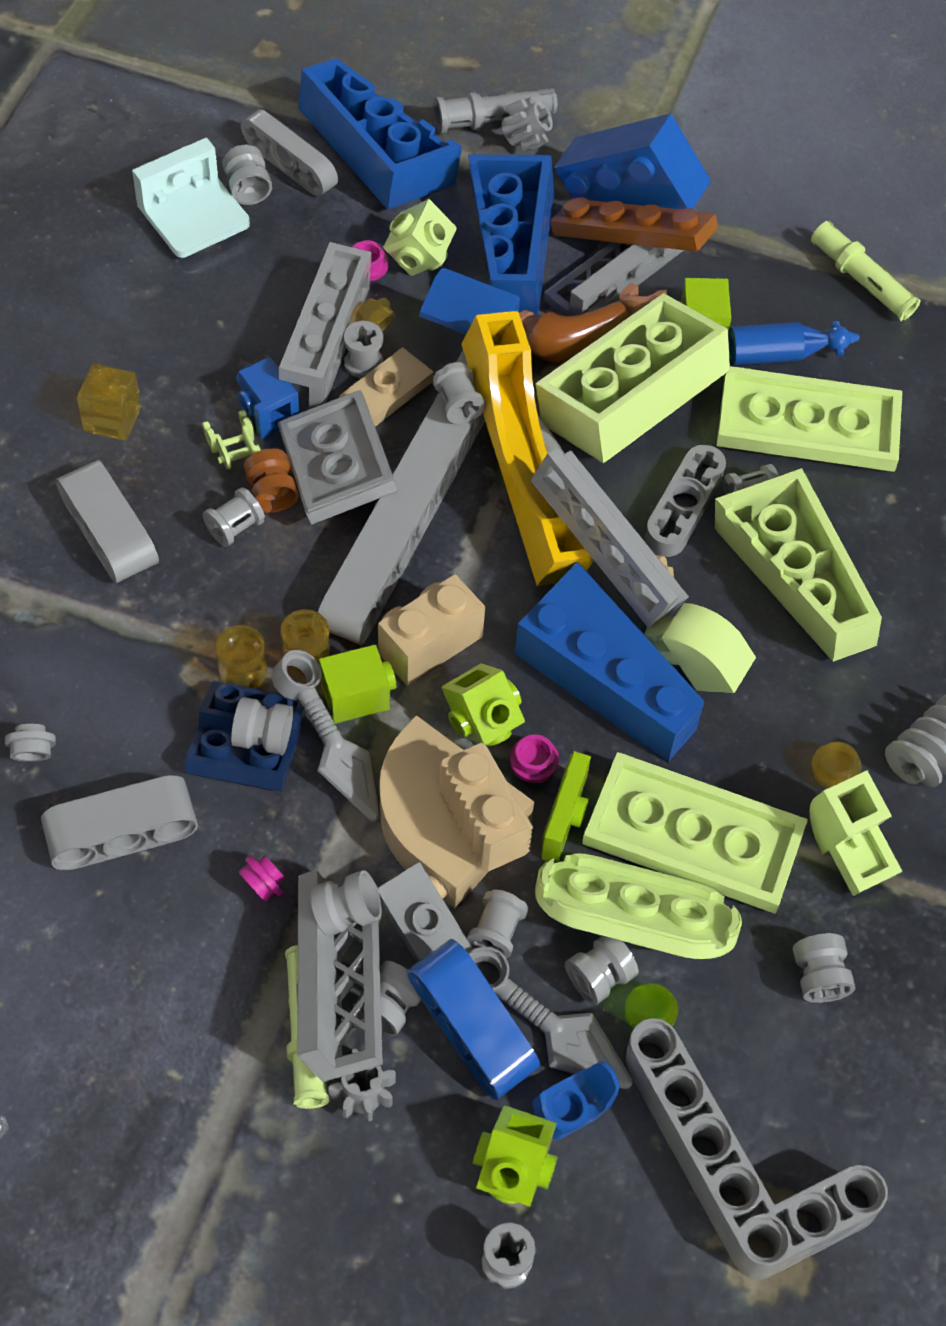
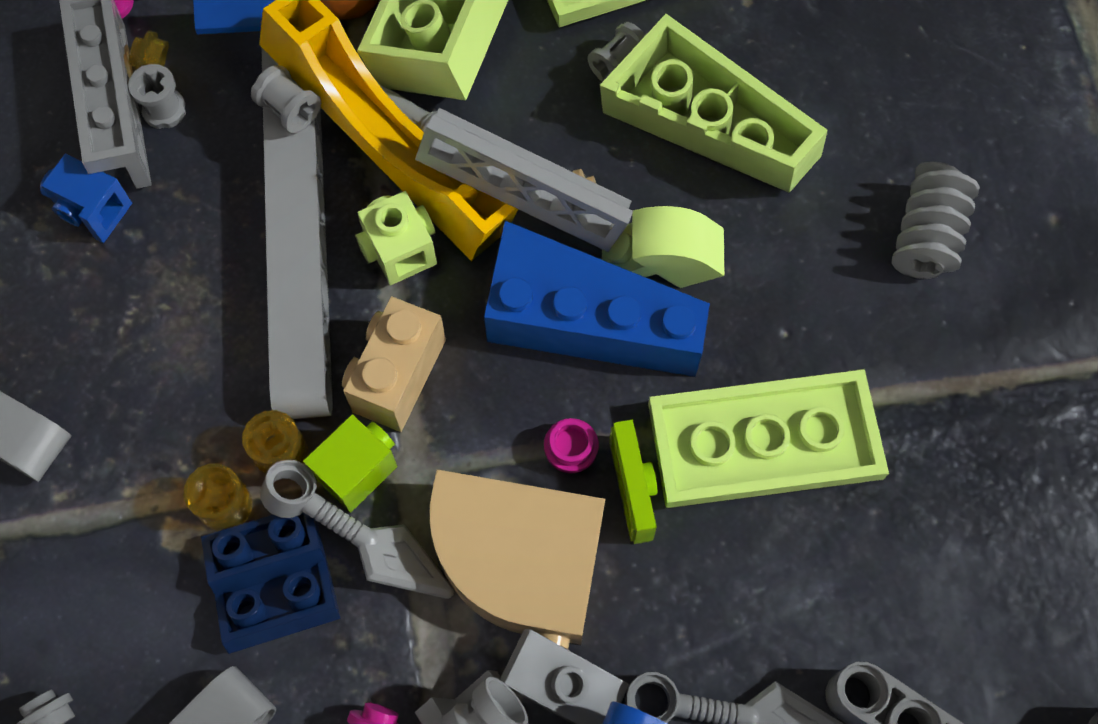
camera: 25 degrees left, 10 degrees up
(218, 445) = (62, 273): yellowish green piece -> none
(233, 517) = (123, 345): light grey bush -> none
(258, 725) = (279, 569): light grey wheel -> none
(268, 473) = (135, 280): dark orange wheel -> none
(336, 457) = (195, 227): light grey tile -> none
(392, 384) = (203, 125): tan plate -> none
(483, 705) = (494, 419): lime brick -> none
(485, 807) = (568, 538): tan brick -> none
(487, 537) = (397, 236): none -> yellowish green brick
(498, 921) = (636, 642): light grey bush -> none
(601, 969) = (762, 633): light grey wheel -> none
(638, 906) = (760, 550): yellowish green tile -> none
(650, 1002) = (828, 645): clear neon green plate -> none
(685, 517) = (553, 115): light grey beam -> none
(824, 969) = (963, 513): light grey wheel -> none
(835, 764) = (854, 298): clear yellow plate -> none
(847, 826) = (912, 358): yellowish green brick -> none

